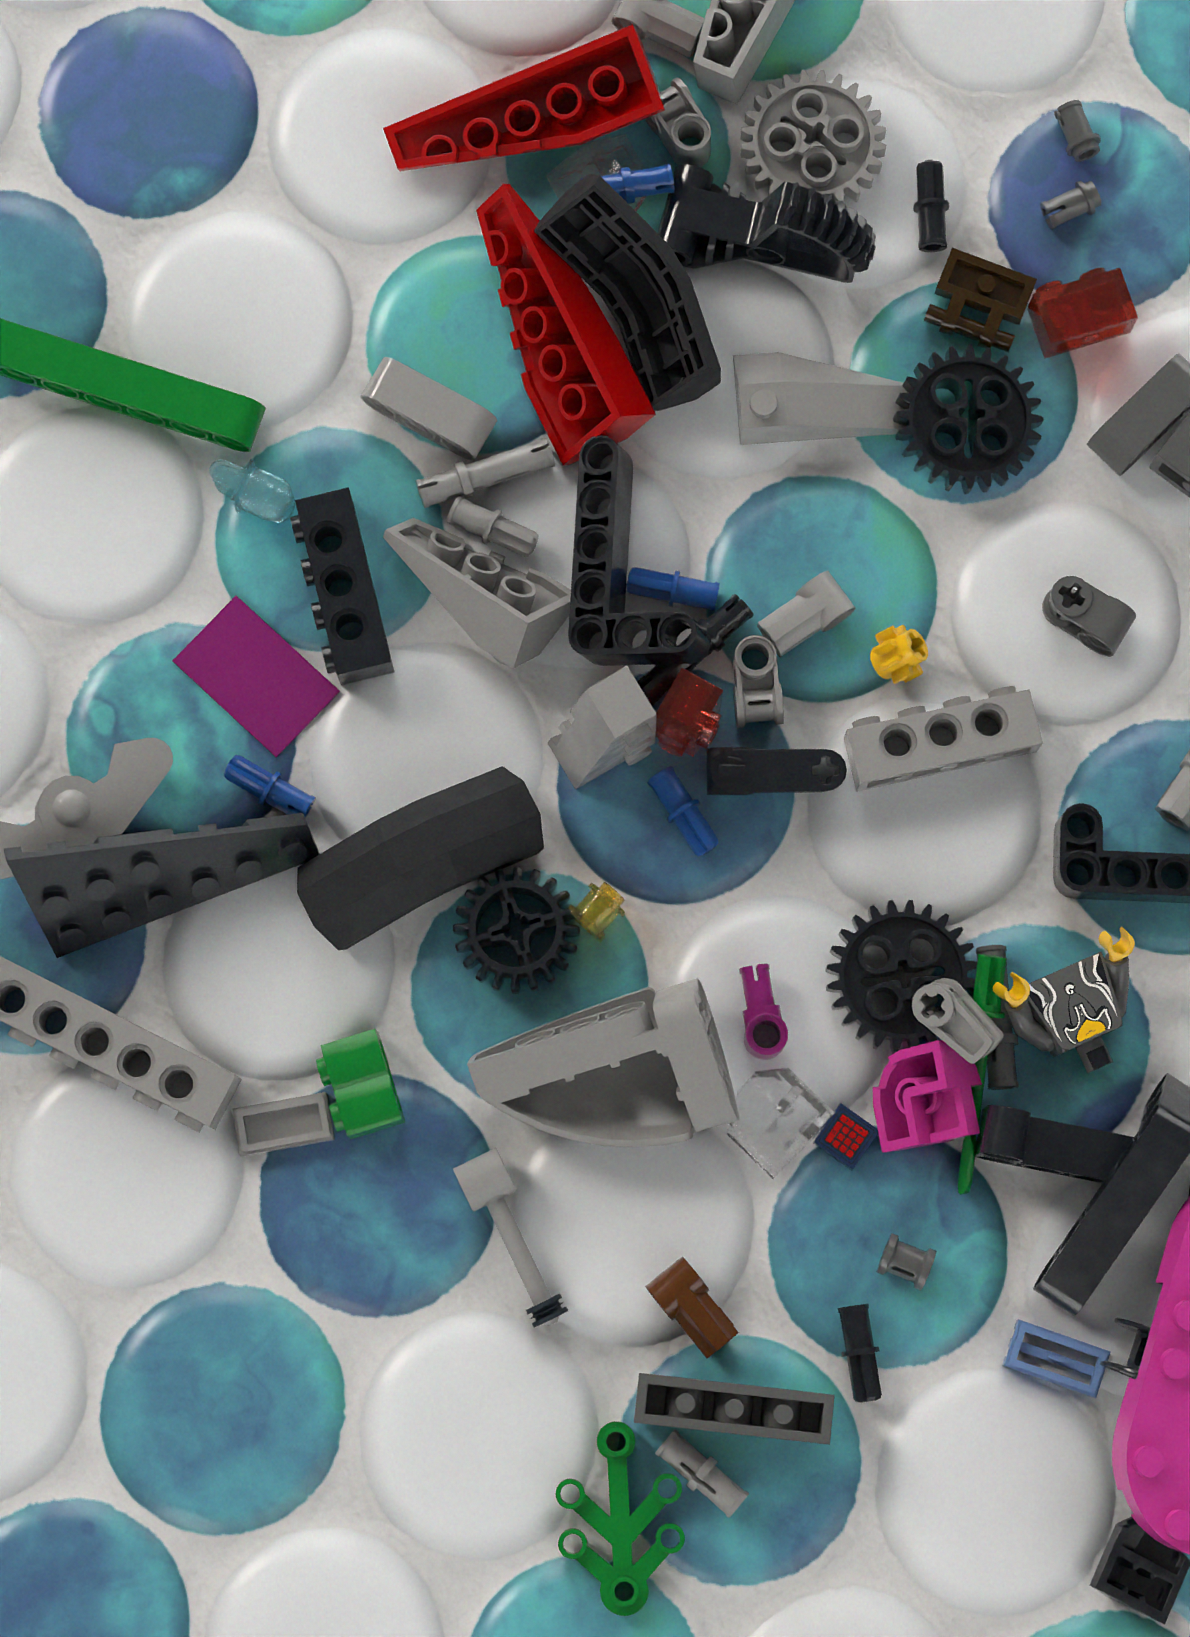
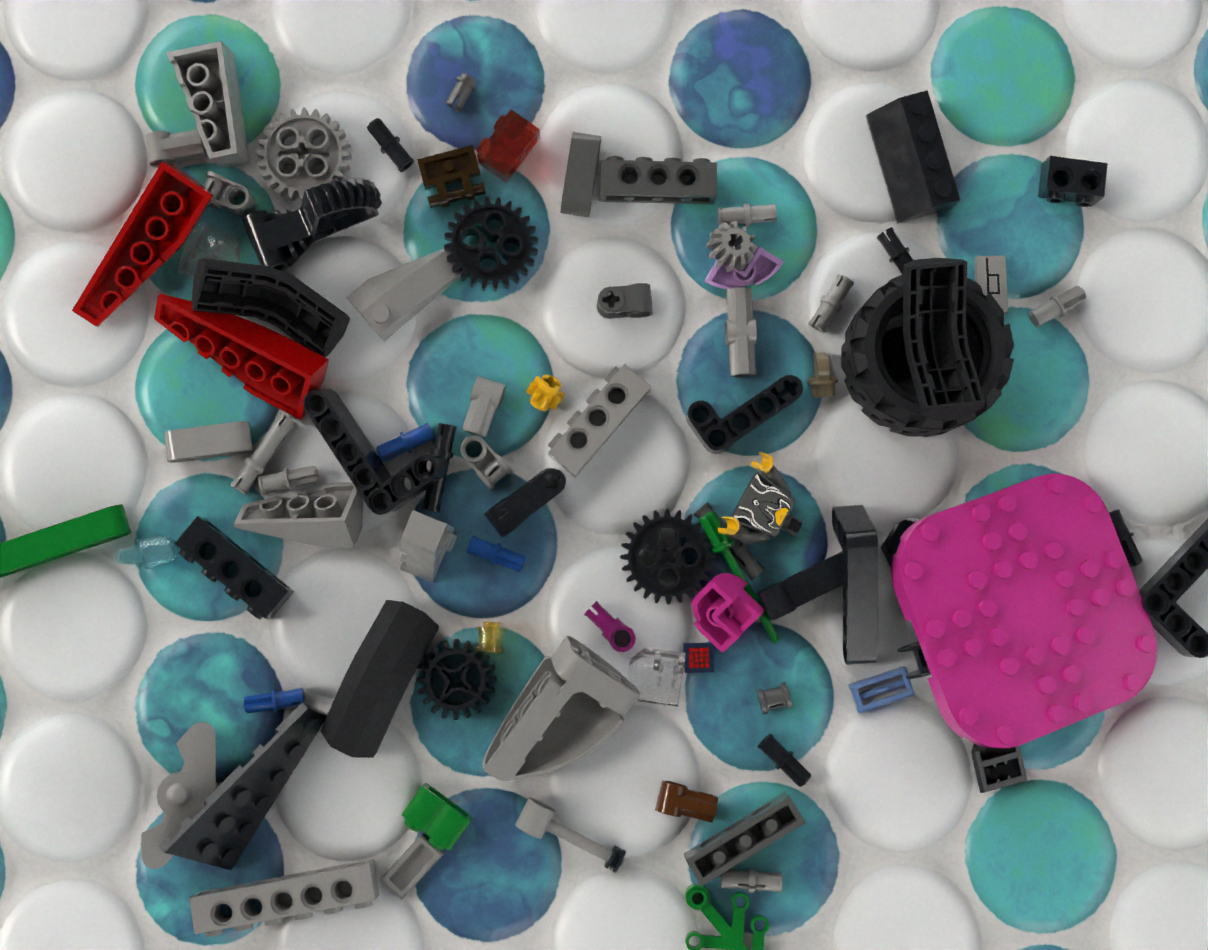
camera: 45 degrees left, 5 degrees up
(256, 676) = (223, 647): magenta piece -> none
(641, 182) = (228, 244): blue pin -> none
(688, 715) = (462, 505): clear red brick -> none
(960, 1022) = (714, 562): light grey piece -> none
(1080, 138) = (437, 51): dark grey pin -> none

